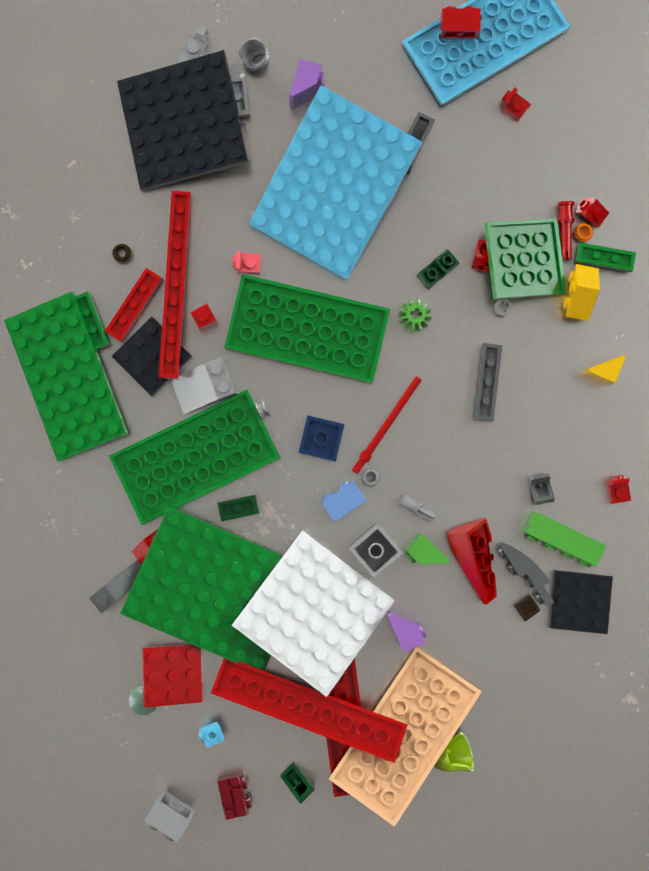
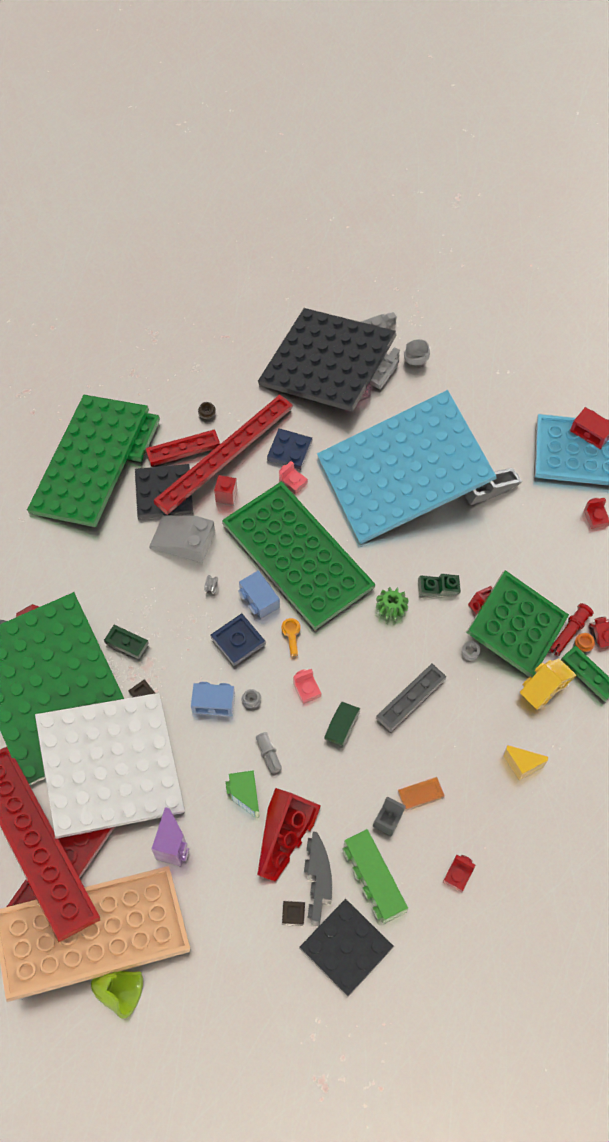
camera: 35 degrees right, 25 degrees down
(194, 457) = (129, 580): green plate -> none
(221, 235) = (289, 447): none -> dark blue plate
(284, 536) = (141, 689): none -> dark brown tile
(305, 83) = (437, 384): medium lavender slope -> none
(307, 389) = (259, 594): none -> medium blue brick
(353, 396) = (291, 628): none -> light orange plate
(365, 456) = (262, 679): red bar -> none
(375, 550) = (204, 755): light grey brick -> none
(403, 434) = (306, 685): none -> coral bracket
(453, 444) = (342, 723): none -> dark green slope
(549, 451) = (421, 793): none -> clear orange tile

